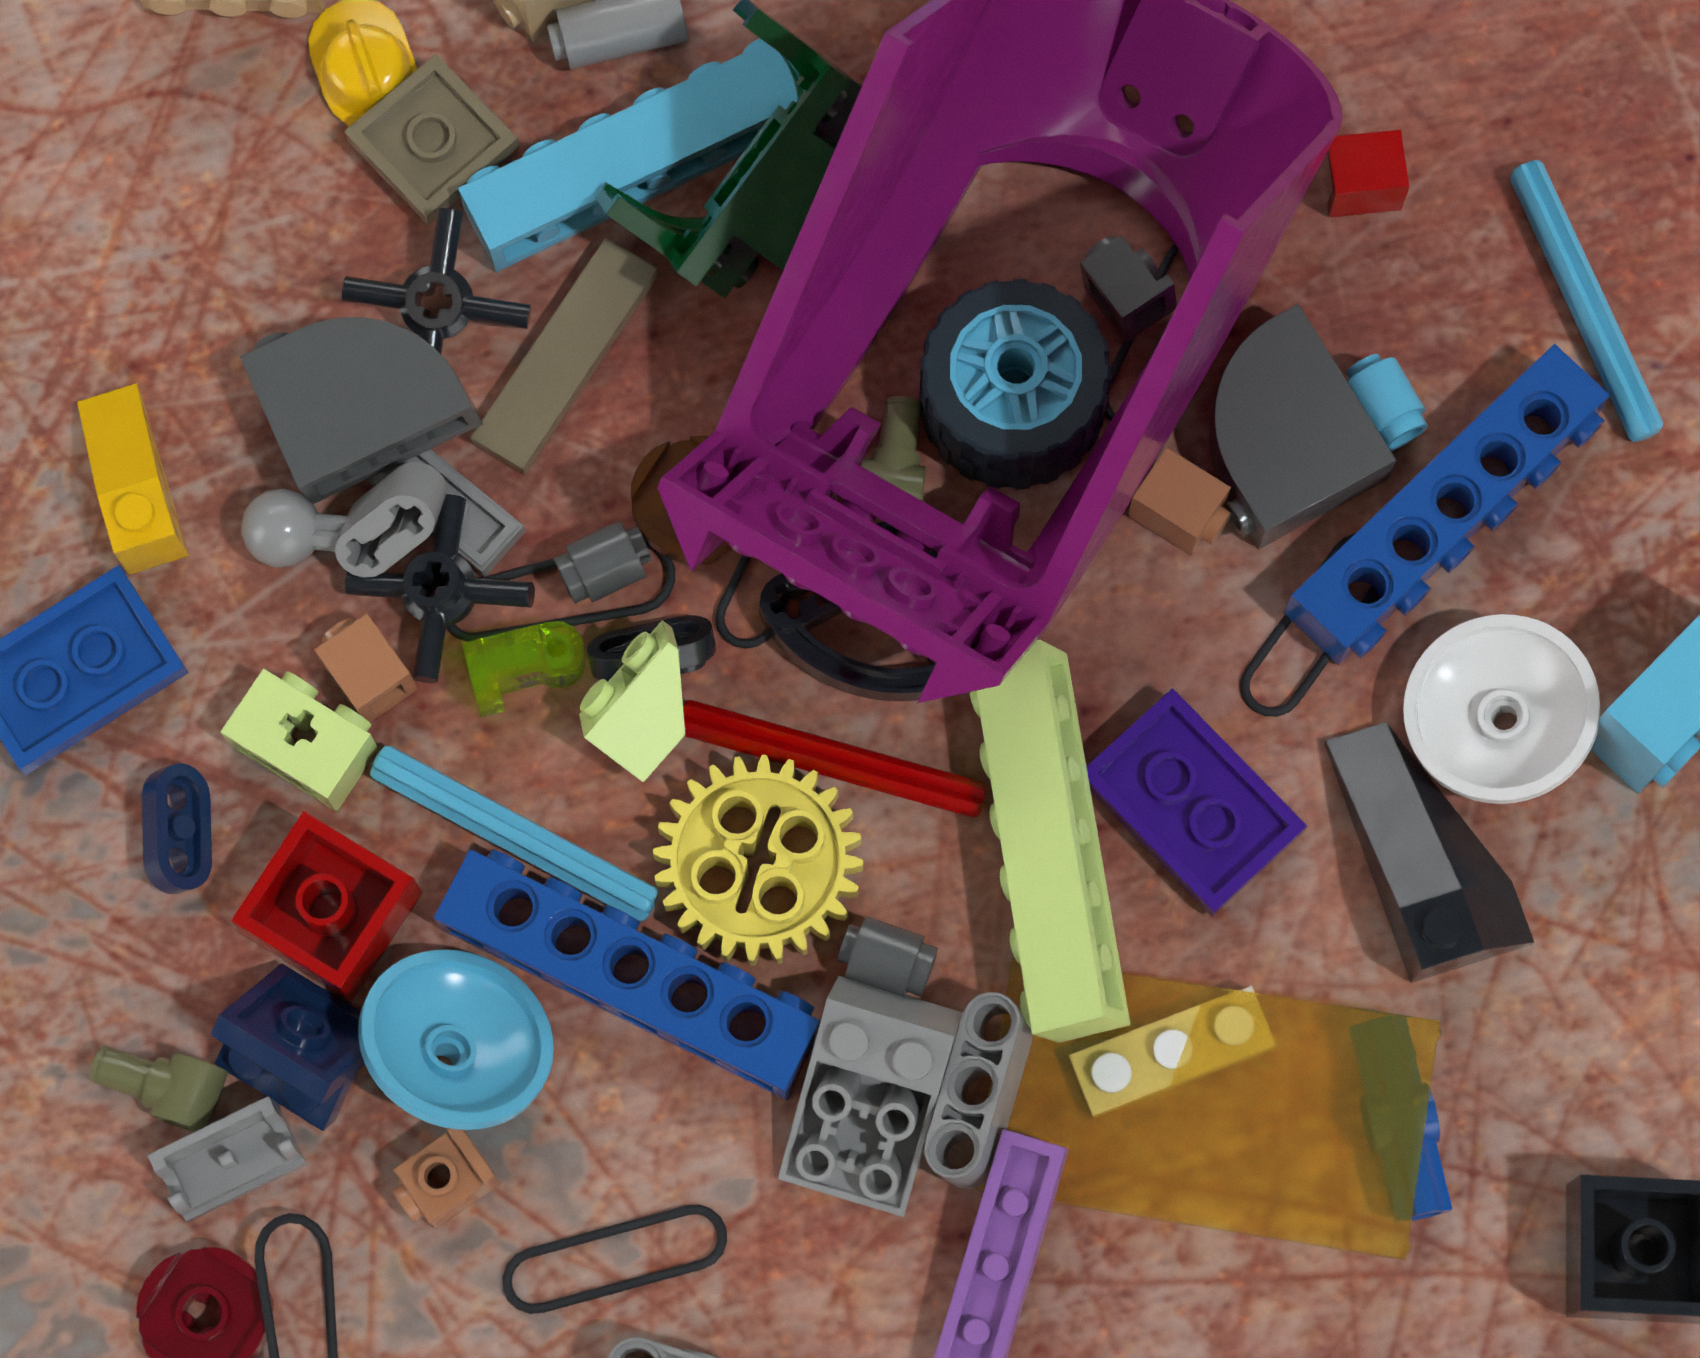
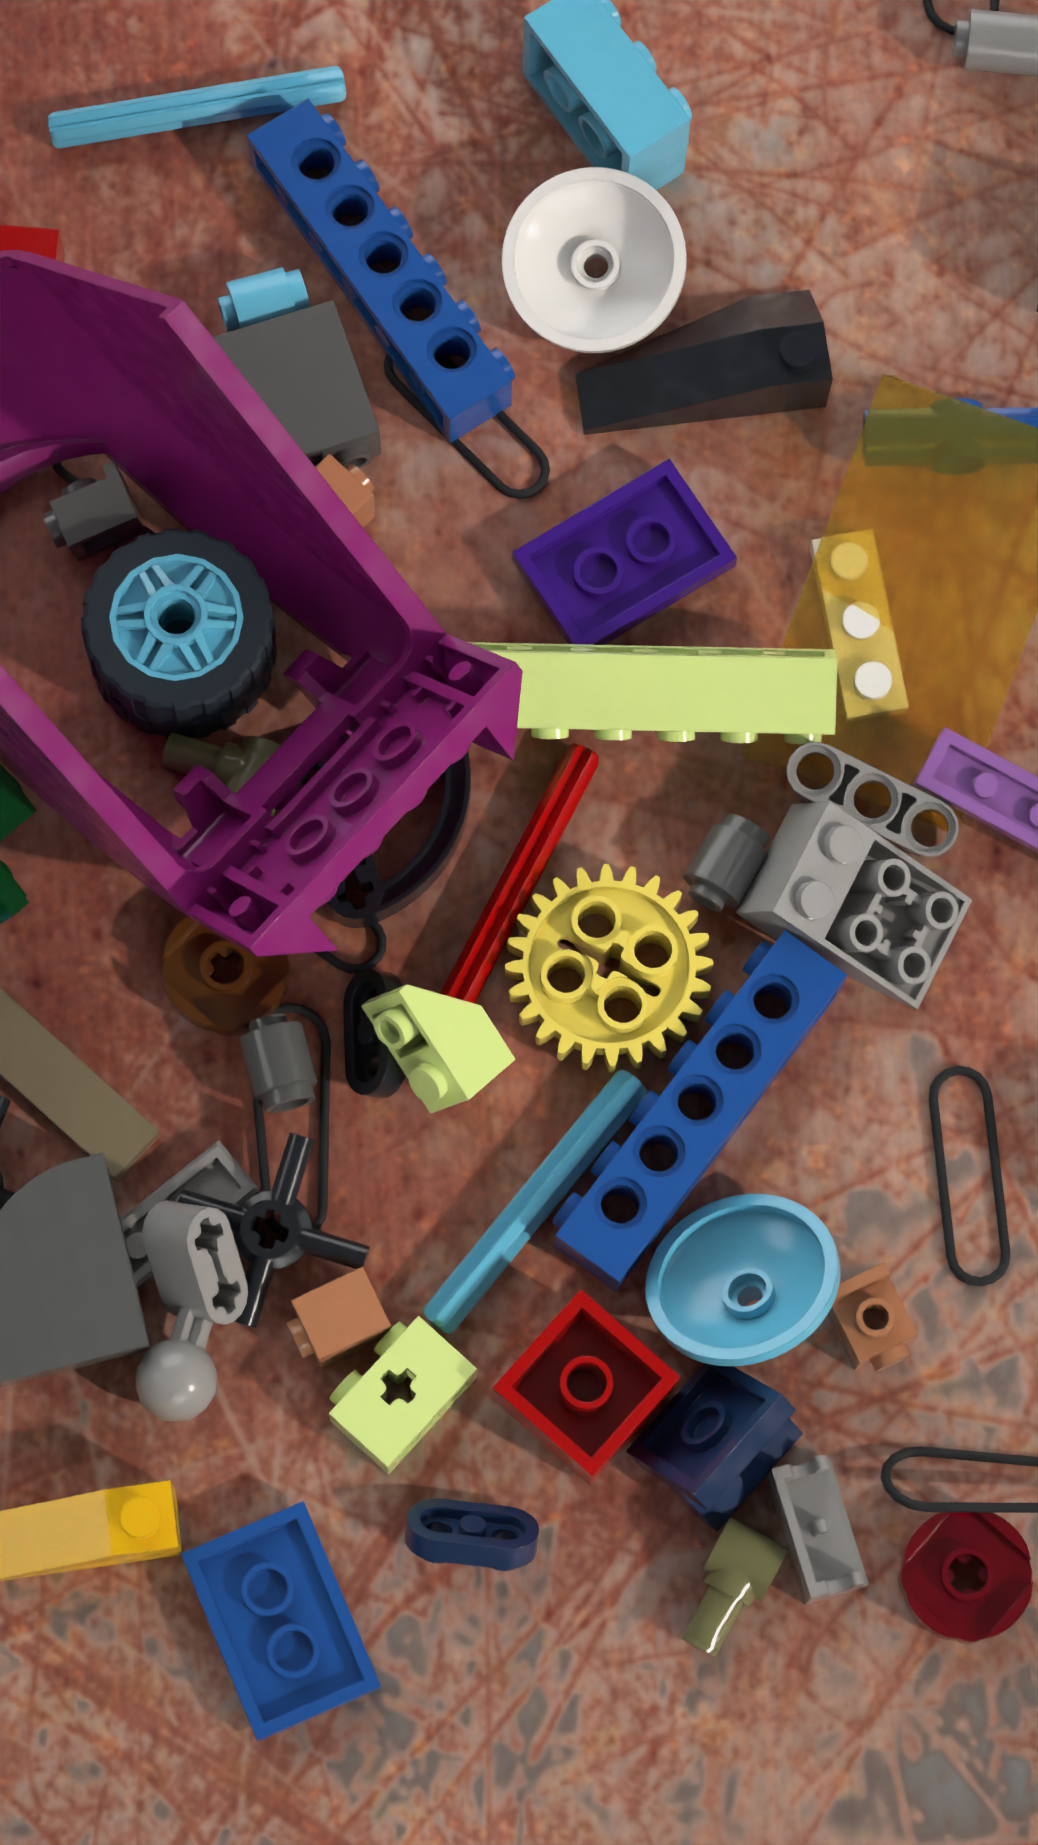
camera: 85 degrees left, 0 degrees up
(523, 659) = (360, 1139): clear neon green leg -> none

